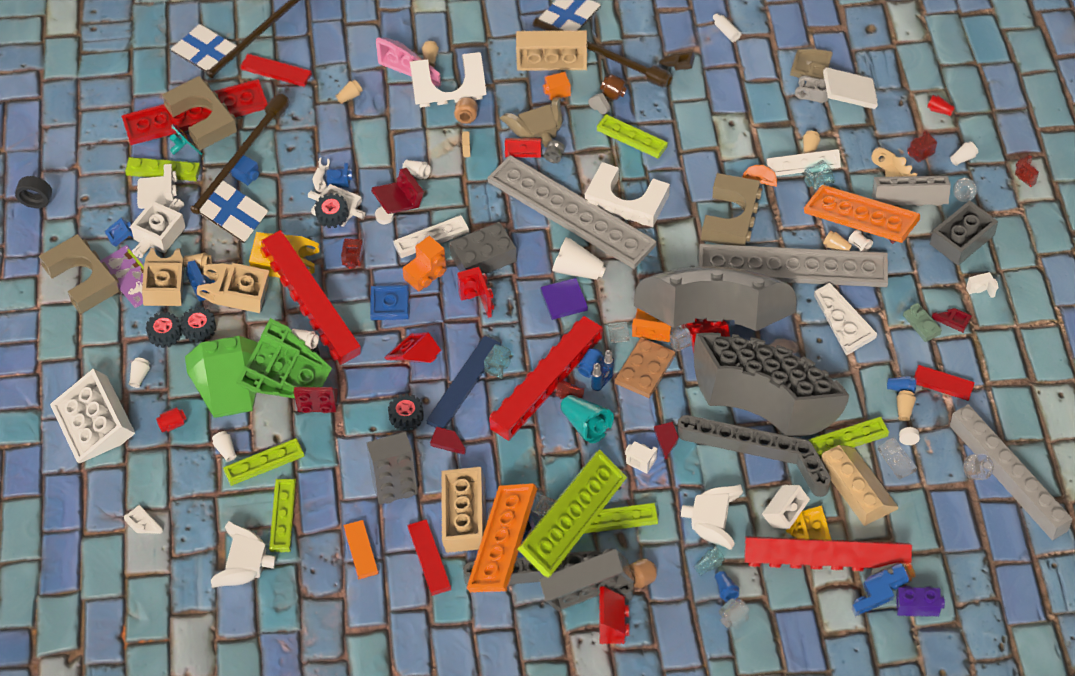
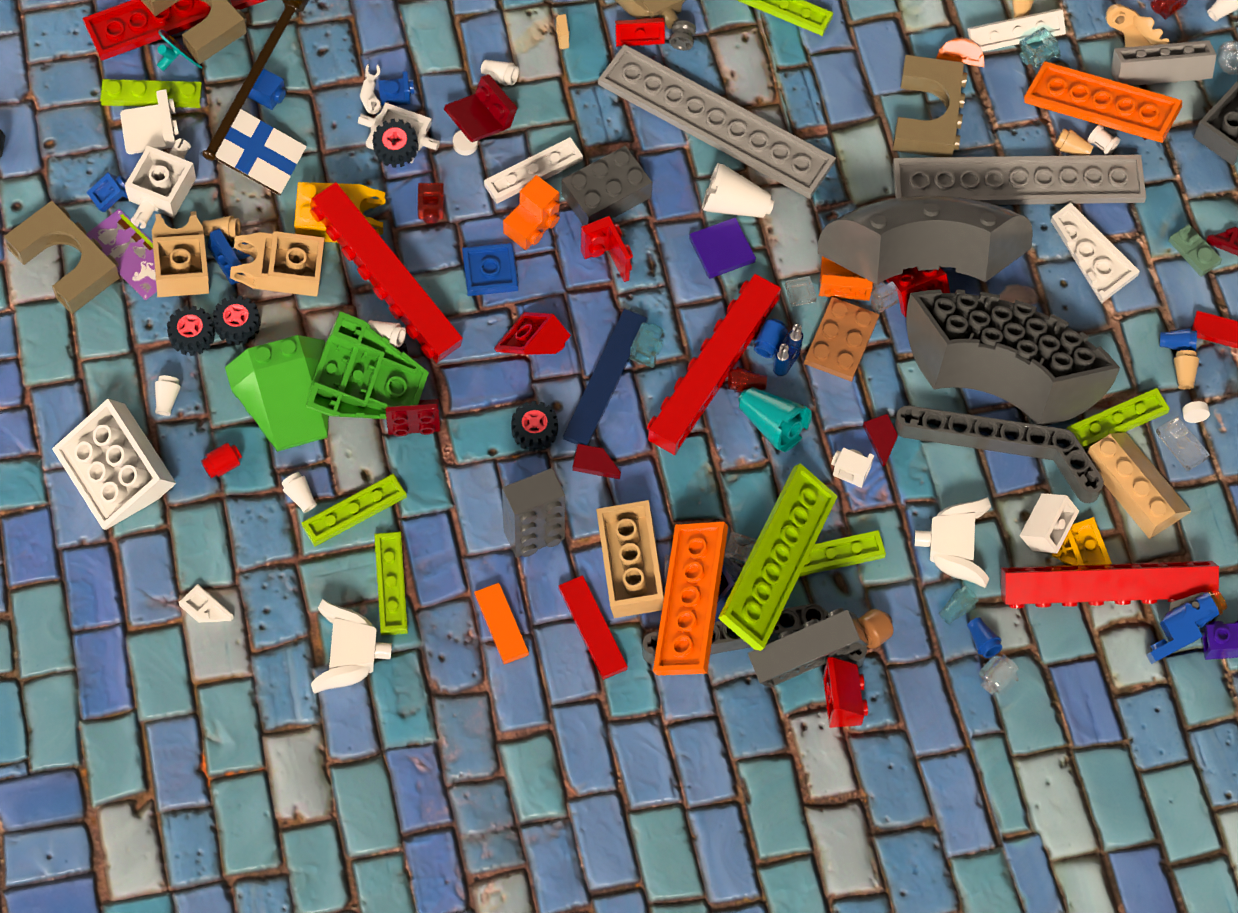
camera: 10 degrees left, 10 degrees up
(642, 210) = (809, 114): white arch -> none

